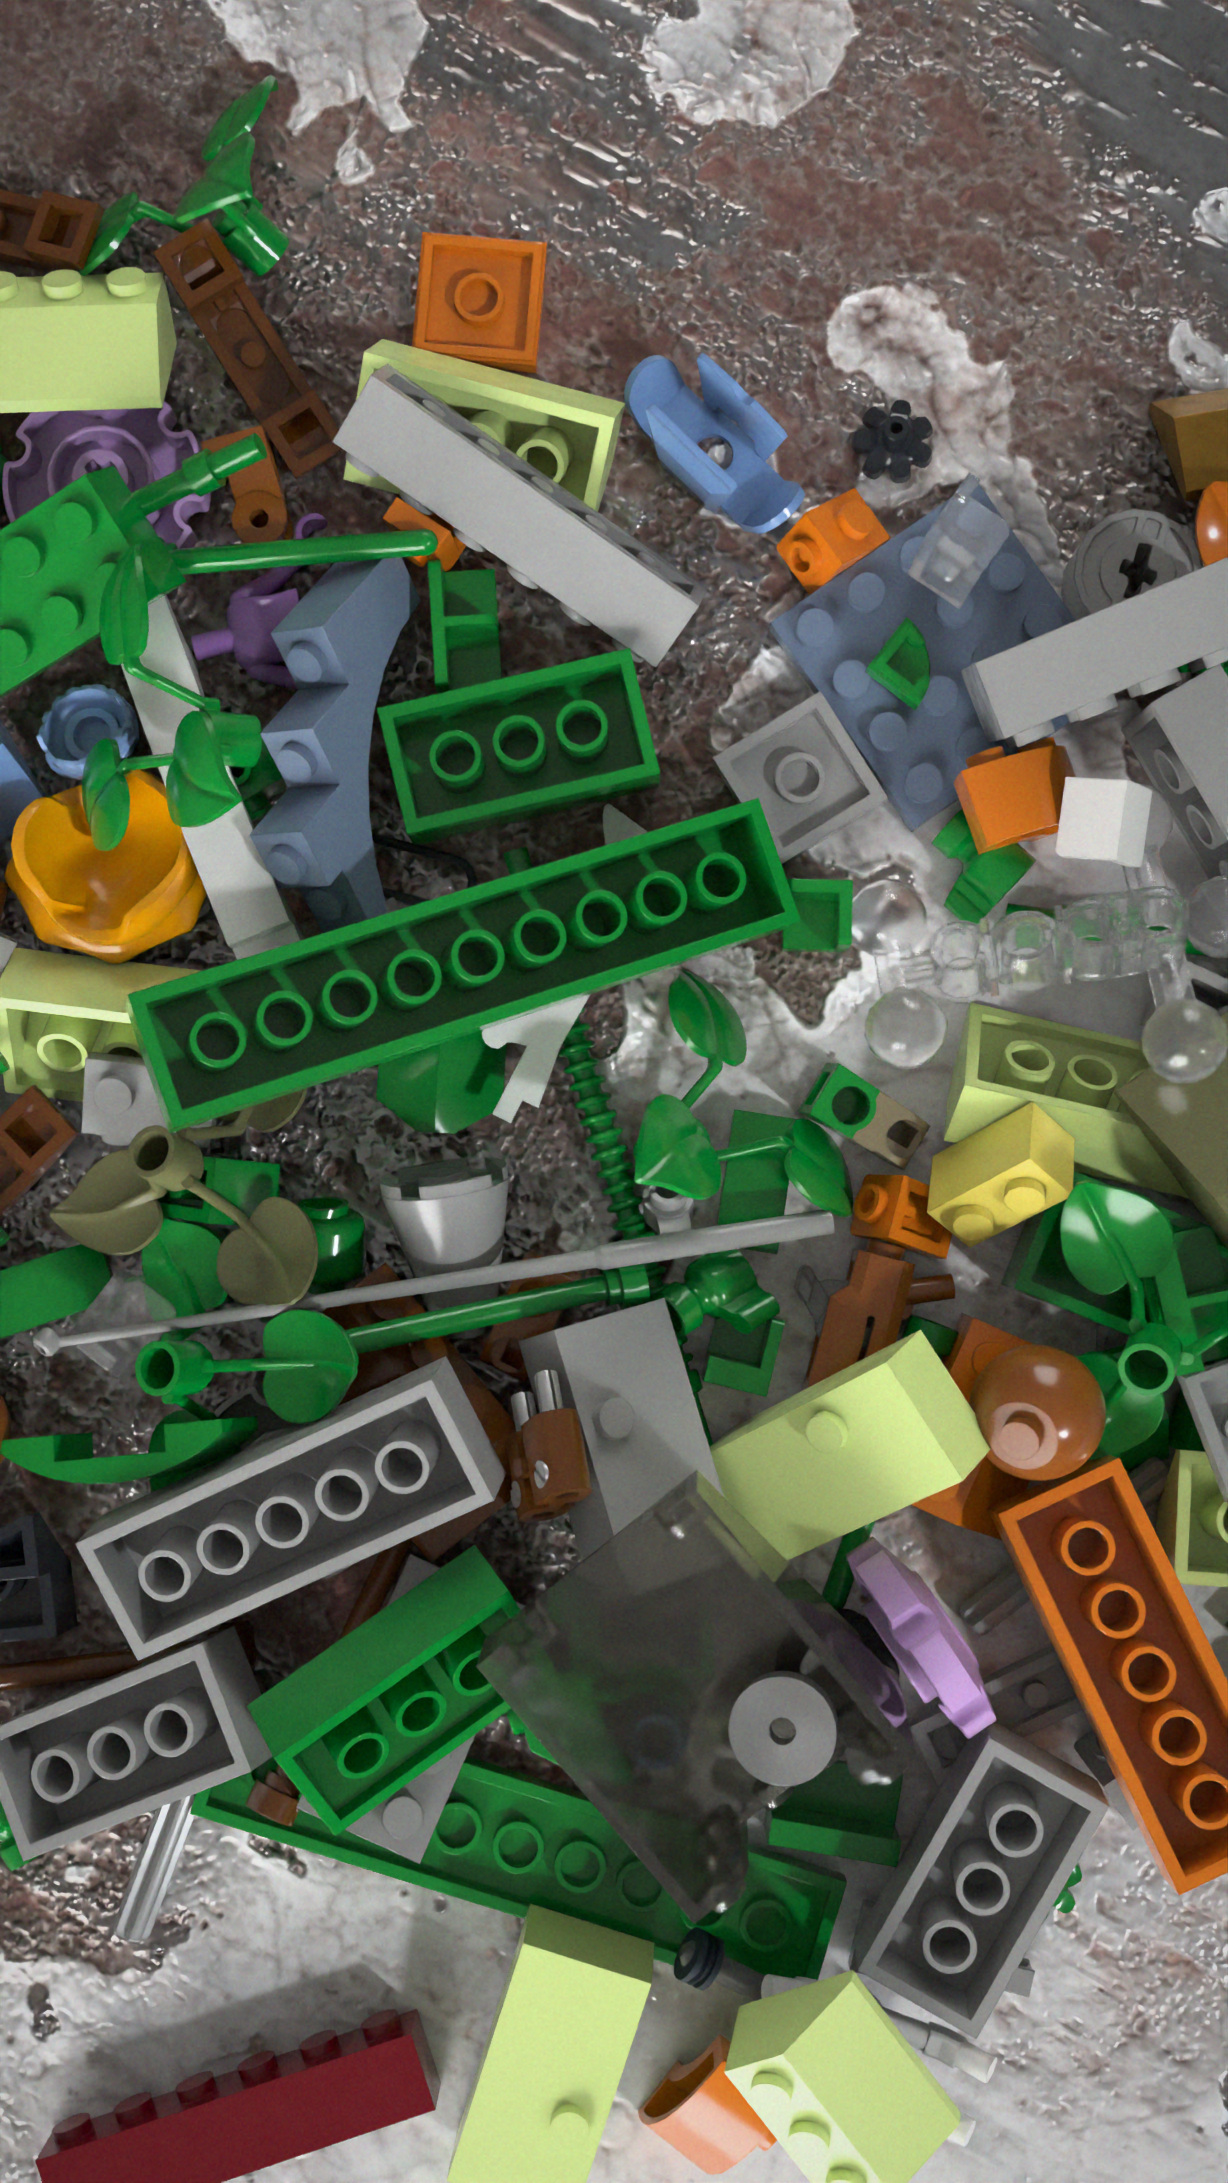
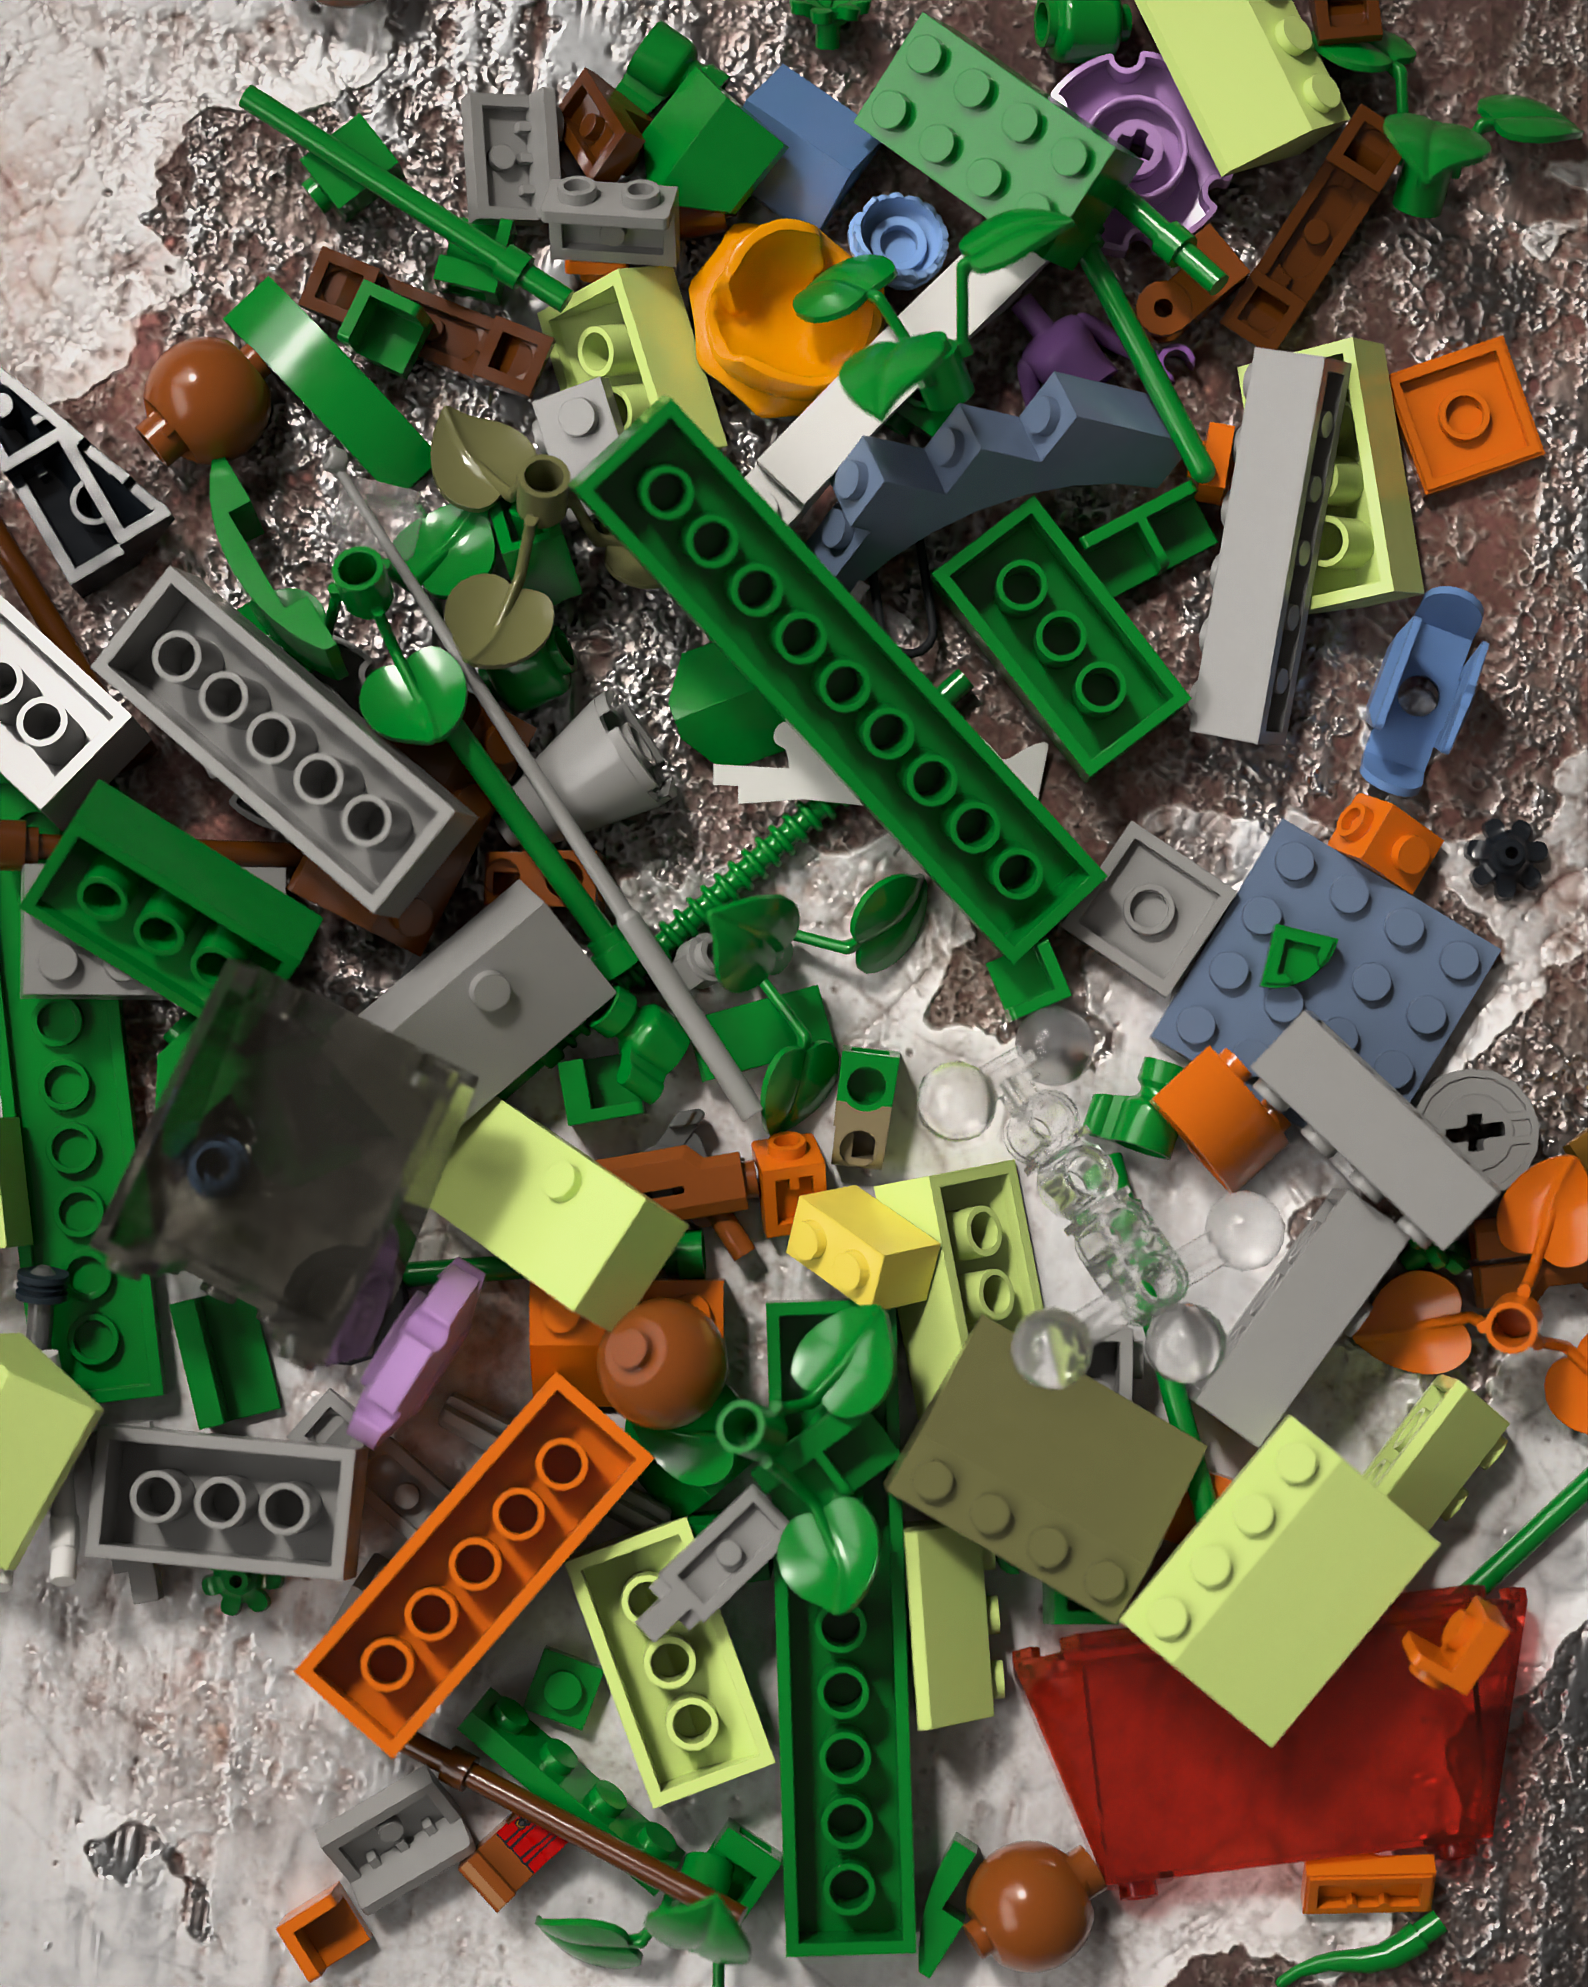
camera: 70 degrees right, 0 degrees up
(546, 1453) = (431, 944): reddish brown piece -> none
(776, 1758) = (261, 1243): light grey piece -> none
(959, 545) = (1421, 955): clear panel -> none
(1104, 820) = (1224, 1197): white panel -> none

